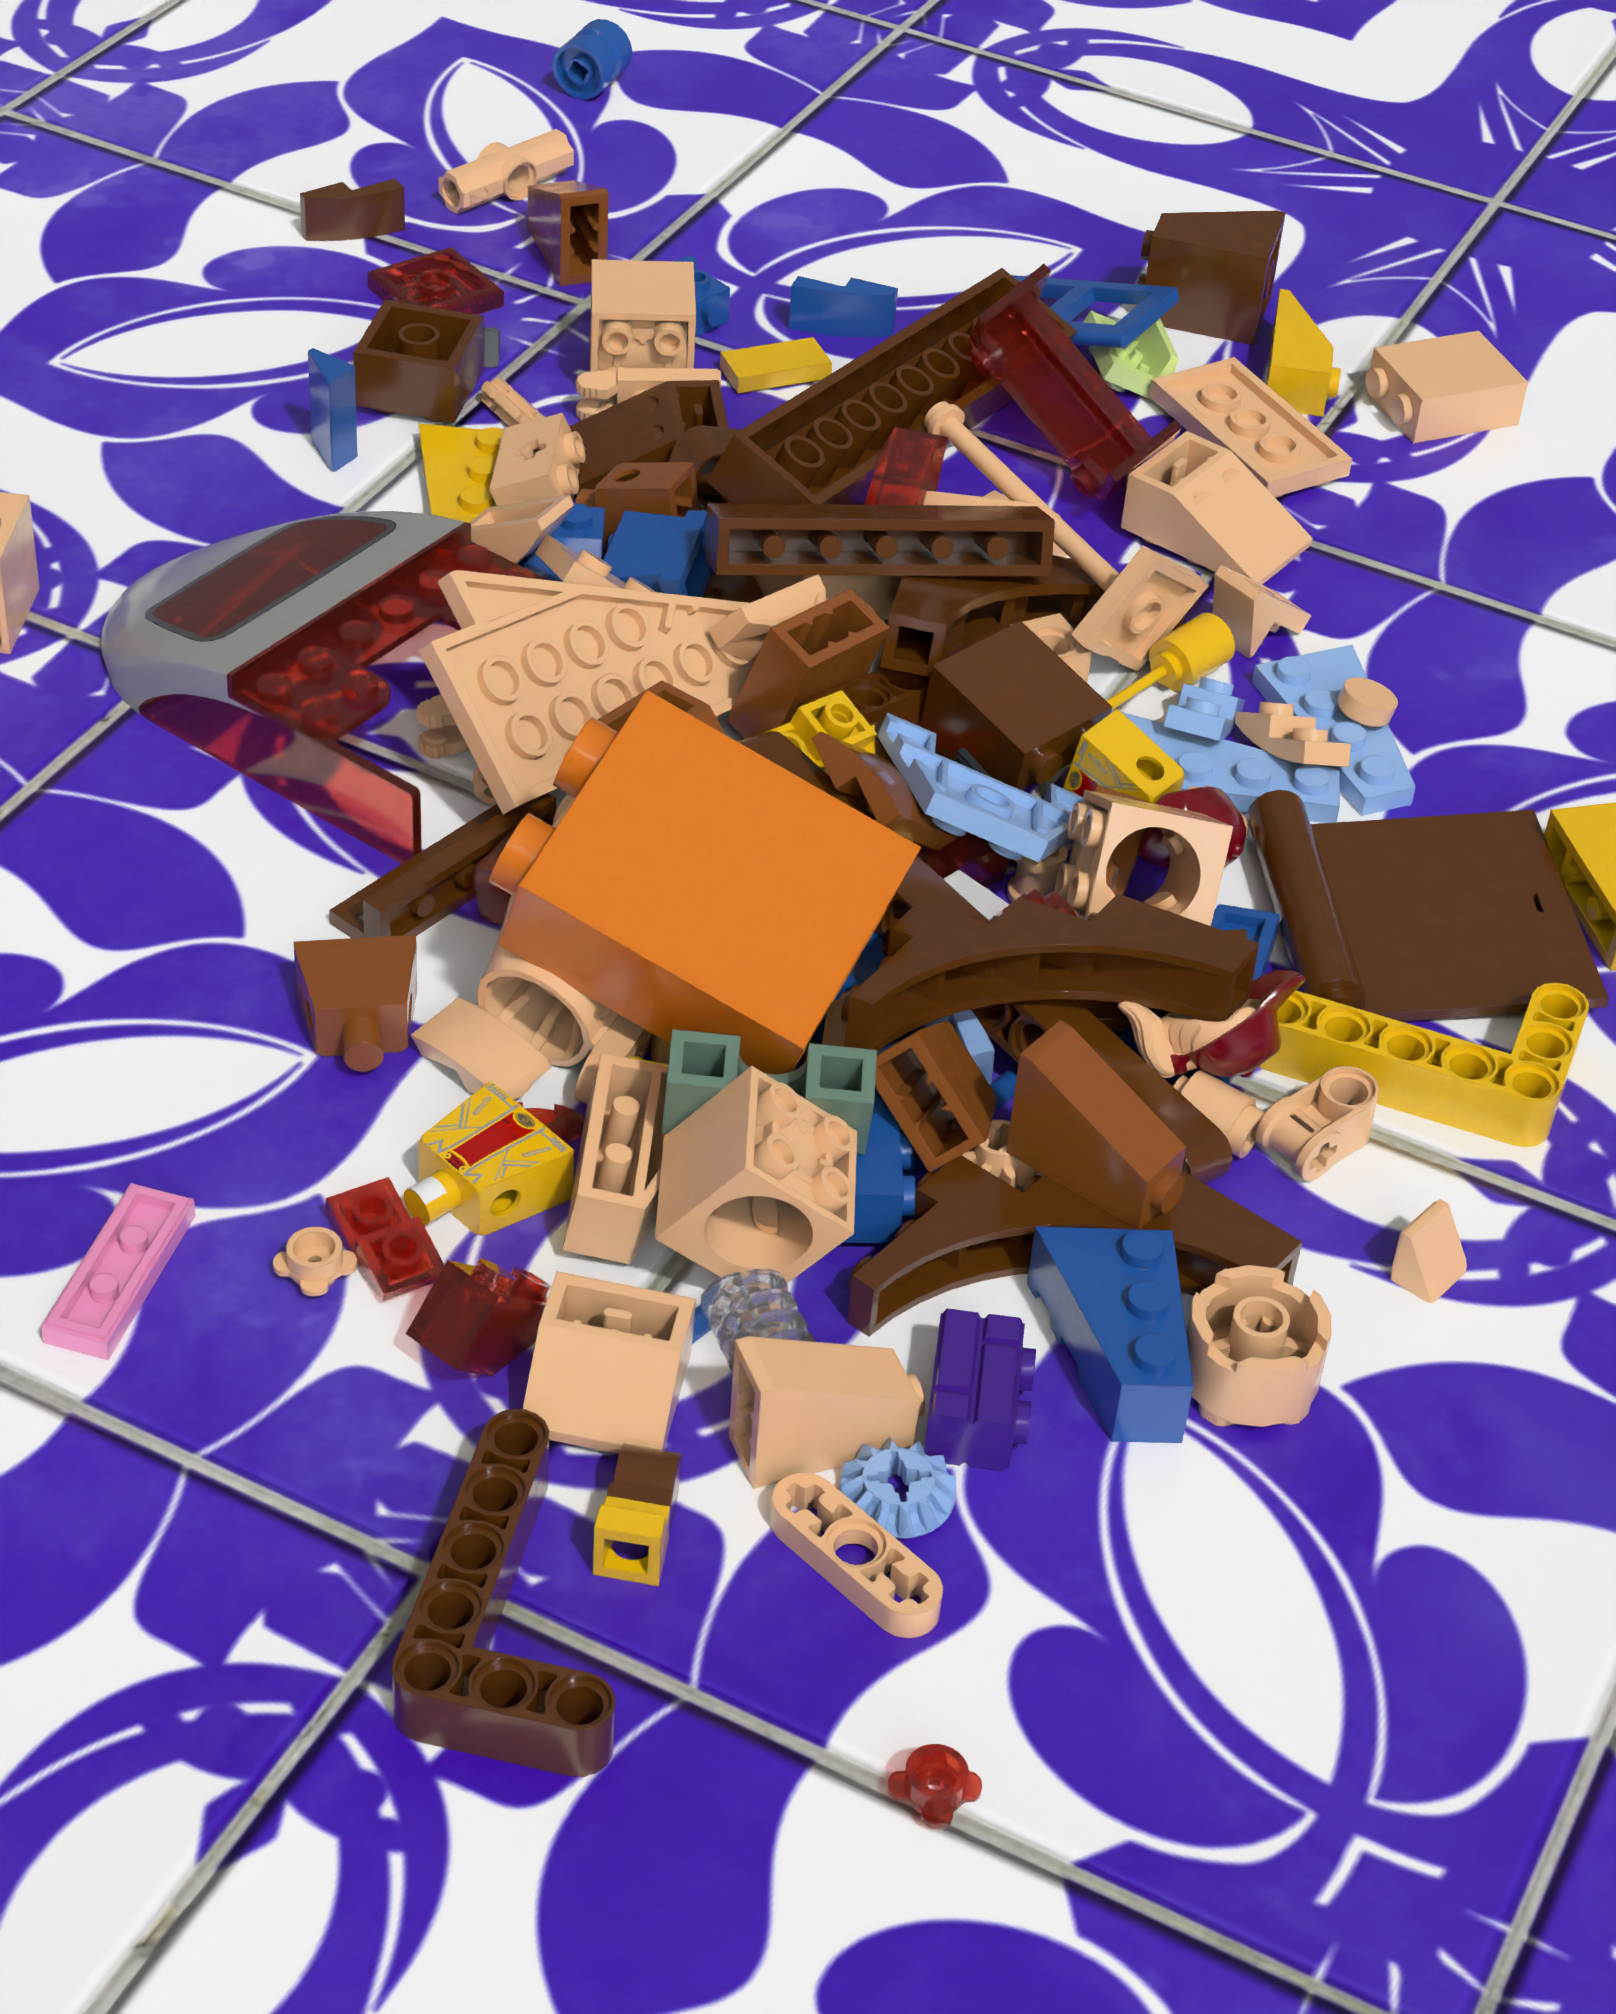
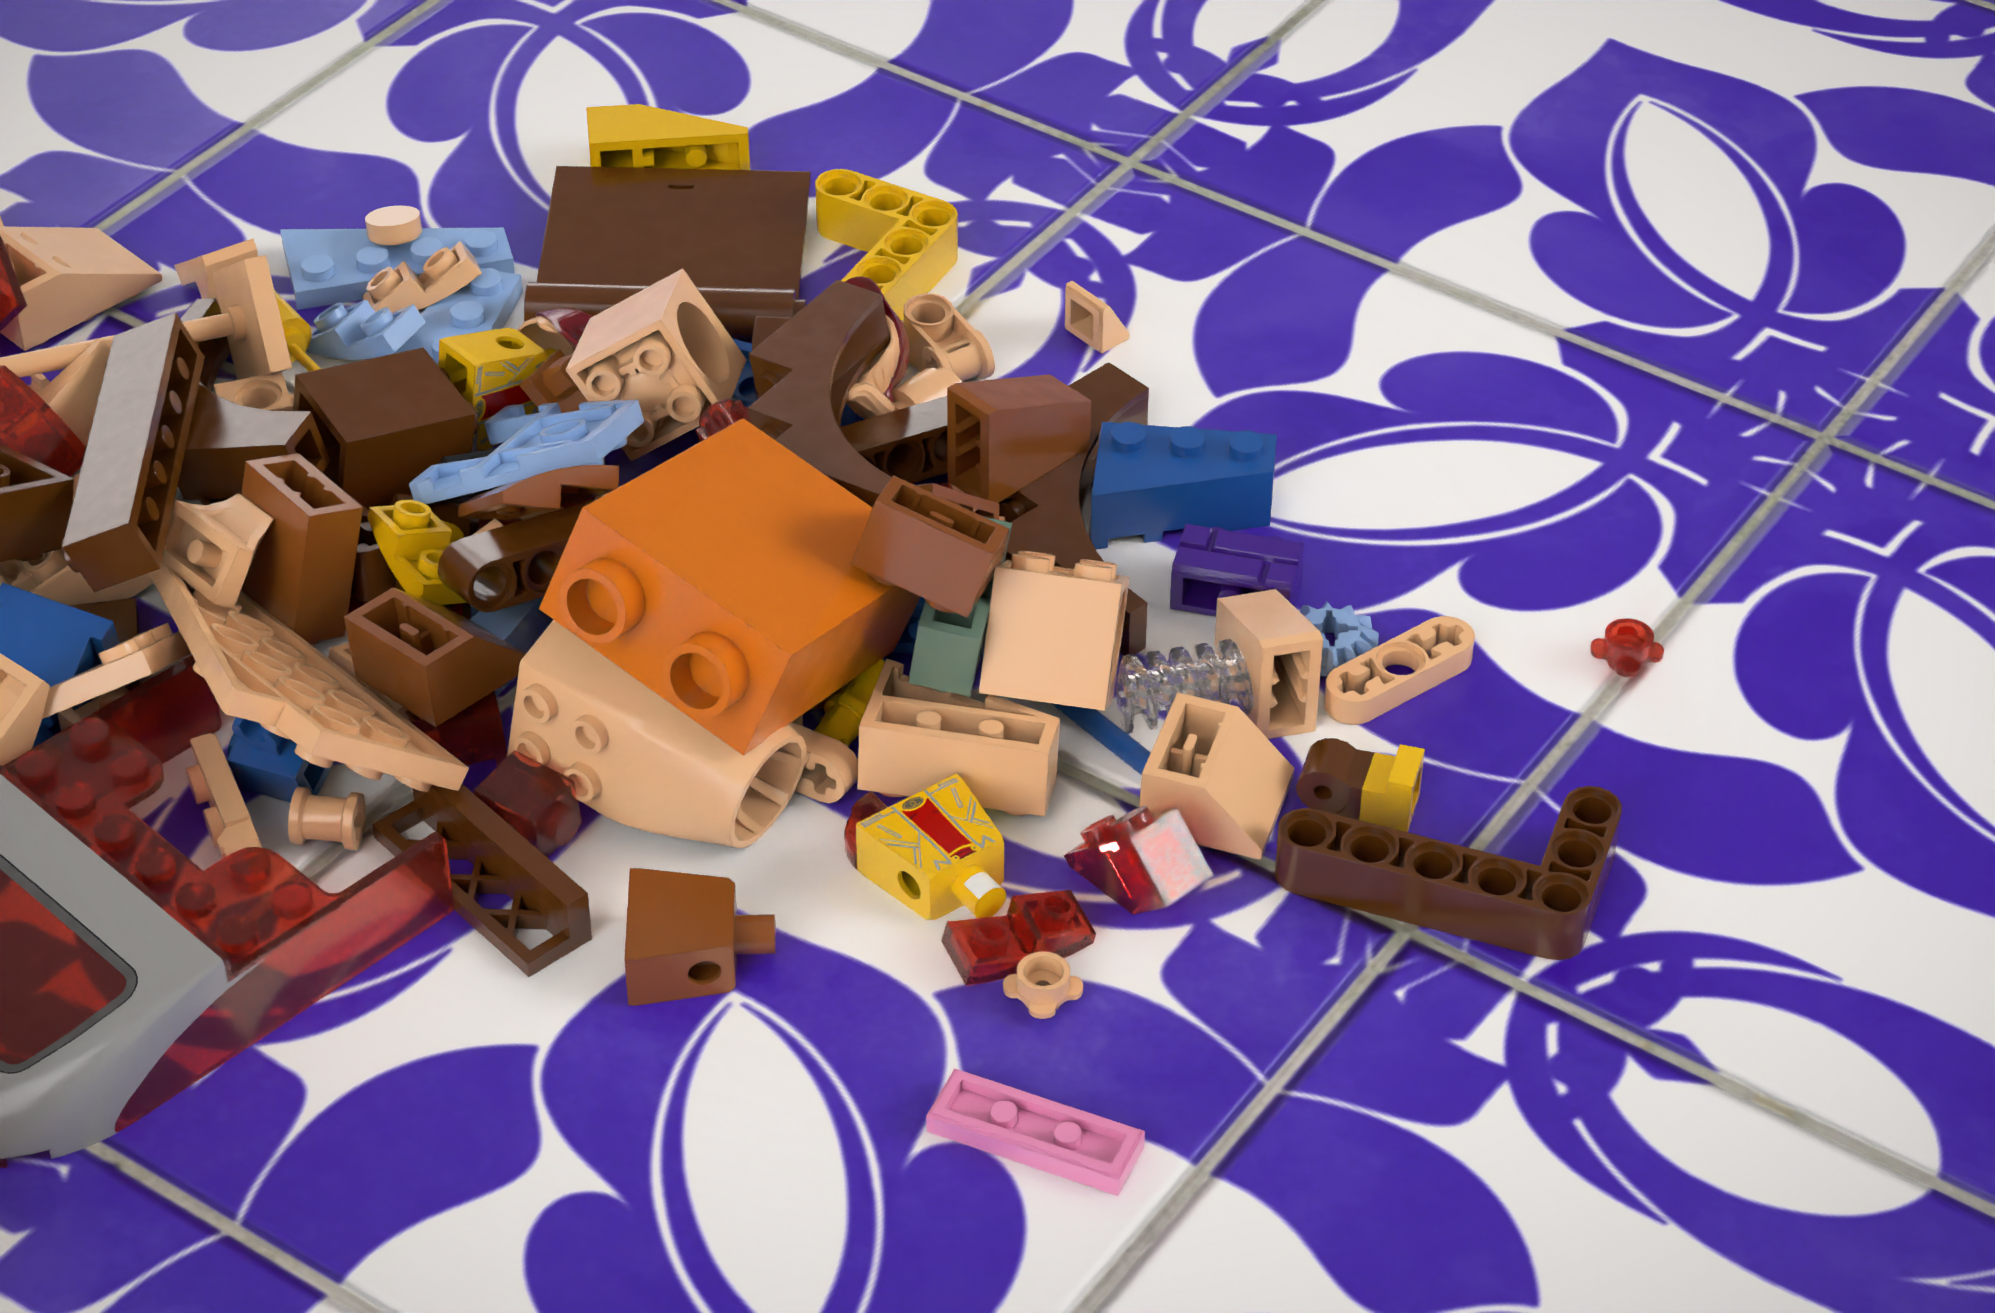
camera: 80 degrees left, 0 degrees up
(480, 1049) = (777, 847): light nougat slope -> none
(754, 998) = (930, 547): none -> dark orange slope
(1256, 1348) = (1213, 392): light nougat brick -> none

